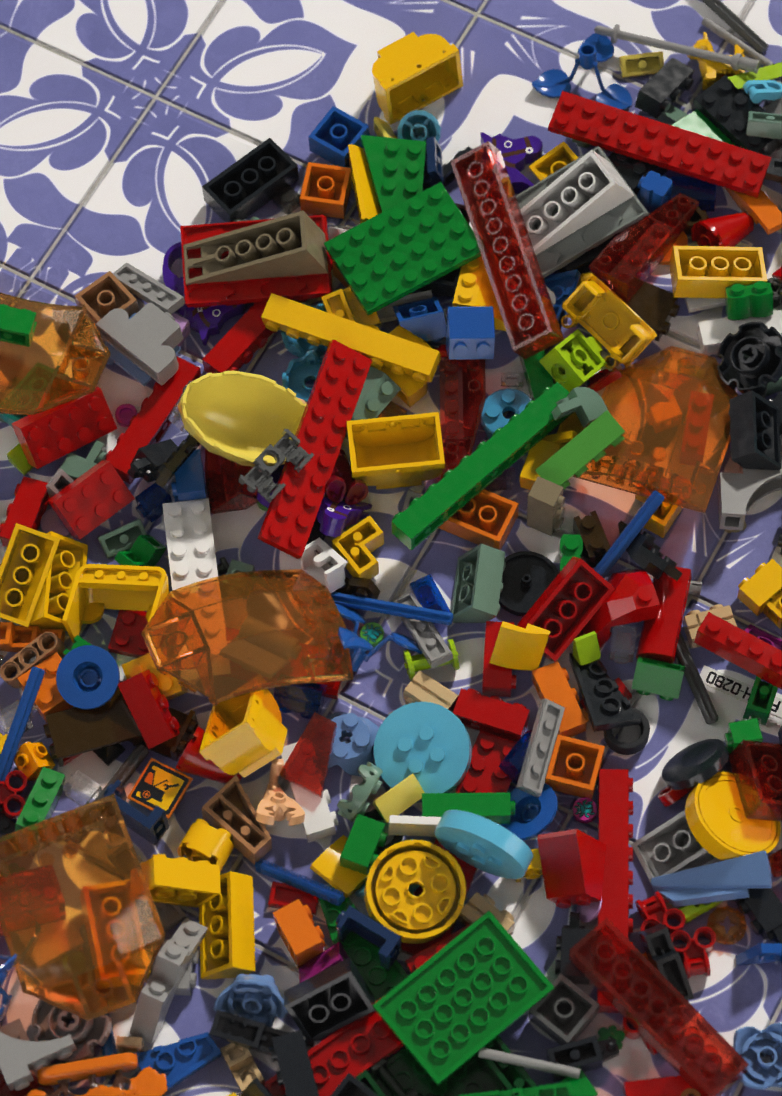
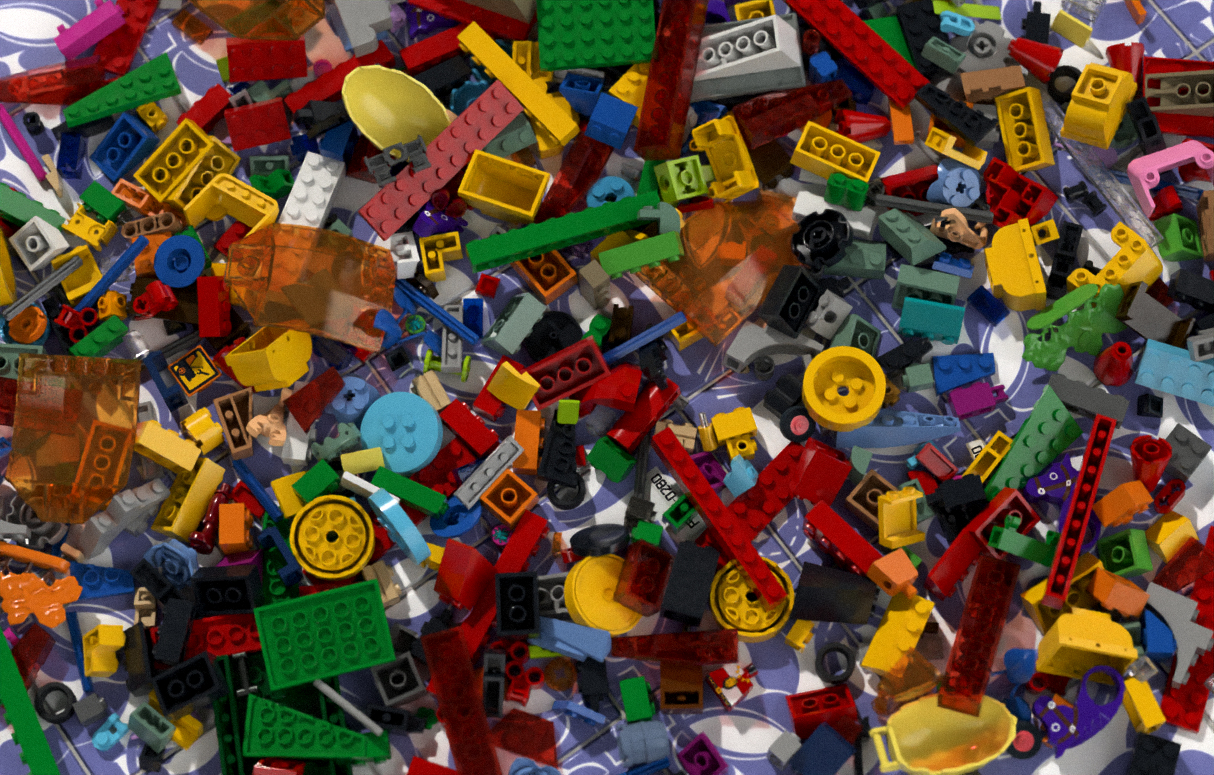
camera: 25 degrees right, 5 degrees up
(48, 472) = (239, 87): none -> clear blue bush
(85, 727) = (155, 299): none -> red piece
(270, 360) = (445, 76): none -> black brick
(272, 960) = (204, 541): none -> dark red piece
(372, 677) = (397, 358): none -> black slope
(426, 560) = (487, 286): none -> red tile
(544, 961) = (402, 637): none -> dark grey panel
(631, 167) = (813, 36): none -> clear red bush
(649, 791) = (557, 544): none -> clear orange tile
(651, 870) = (518, 606): none -> black brick
(686, 341) = (782, 201): none -> clear orange tile
(718, 716) = (638, 510): none -> clear smoke brick
(732, 1005) = (526, 737): none -> clear red wing
(741, 607) = (707, 434): none -> yellow piece
(761, 509) = (765, 364): none -> dark grey wheel

